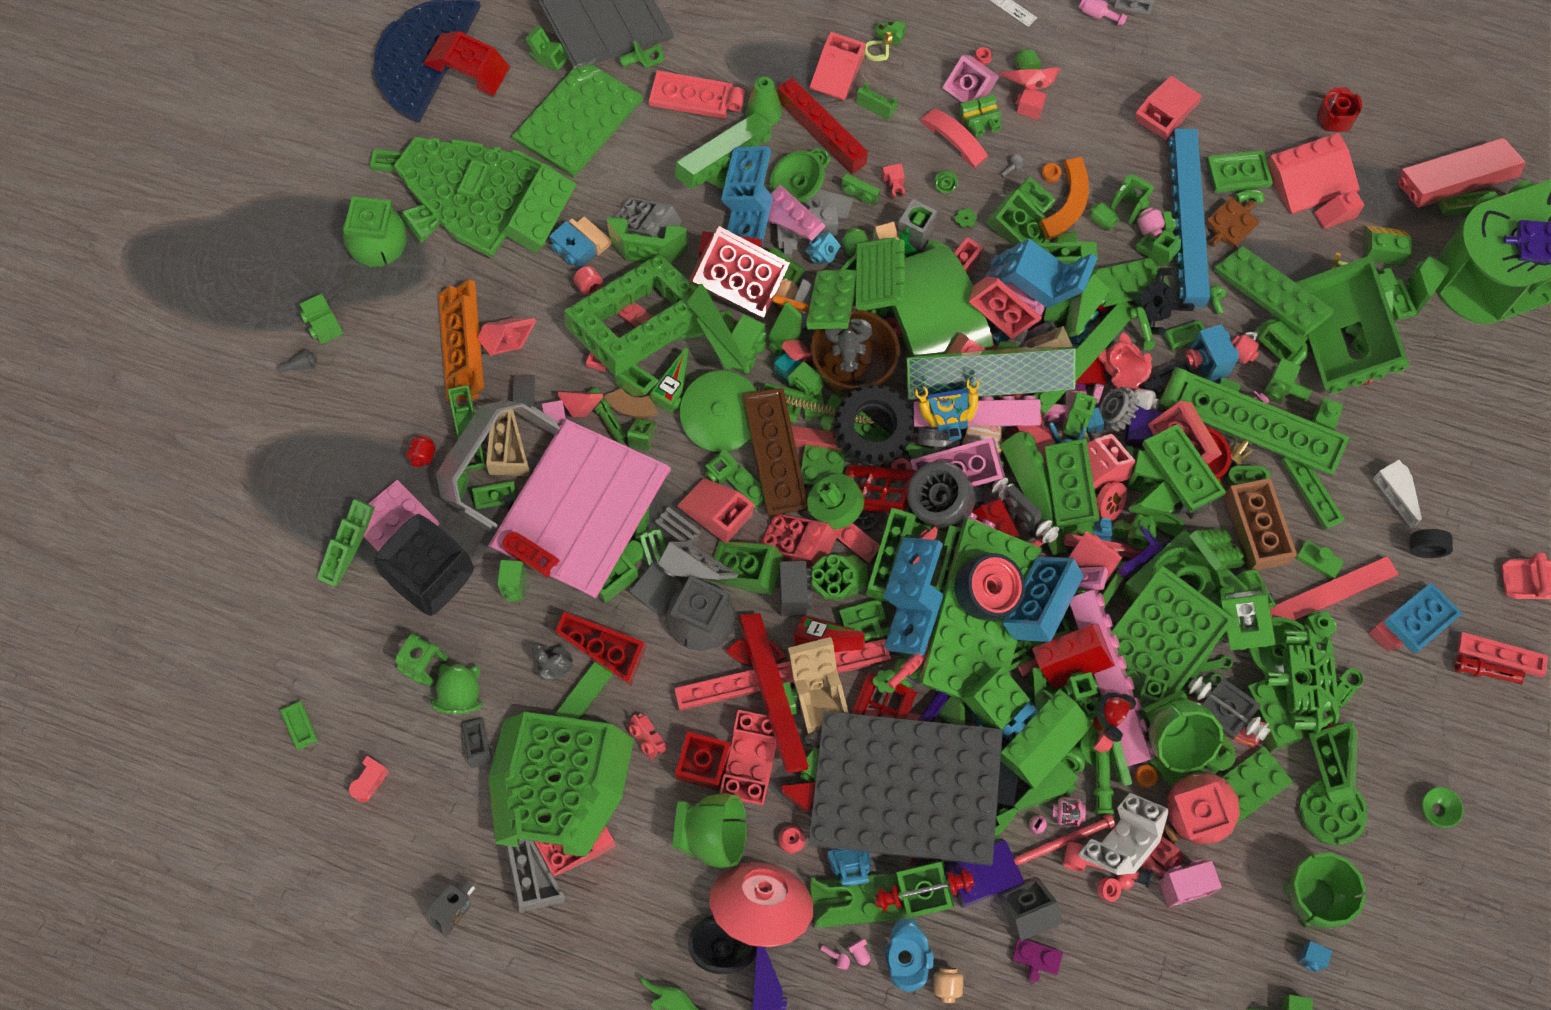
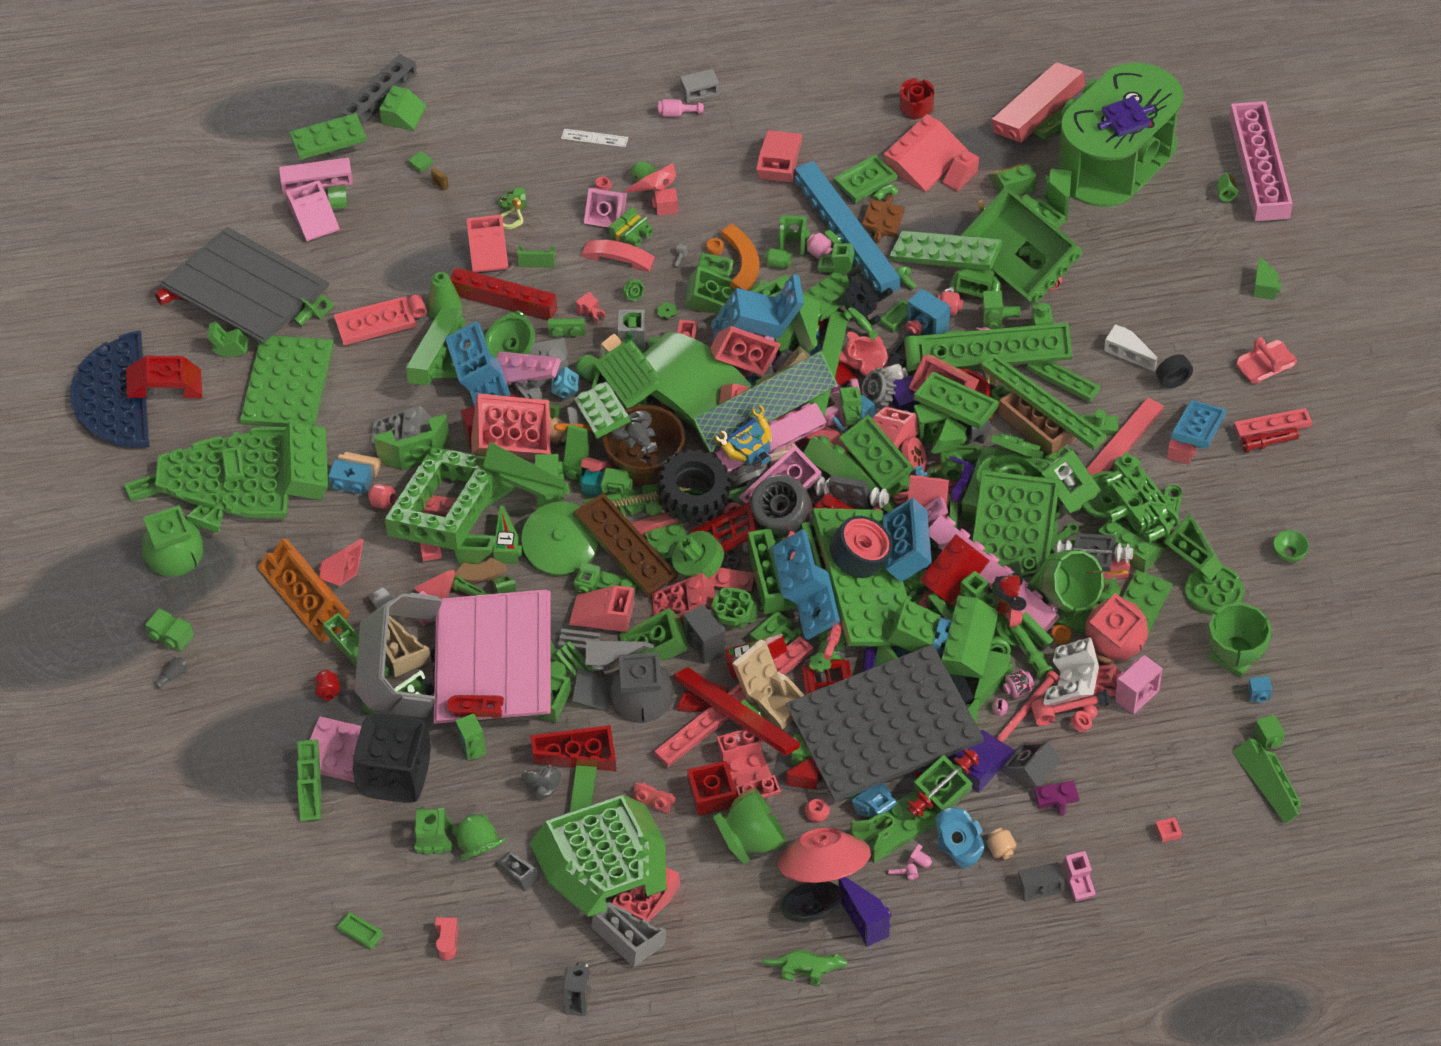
camera: 25 degrees left, 15 degrees down
(1274, 514) = (1043, 402): none -> bright green plate

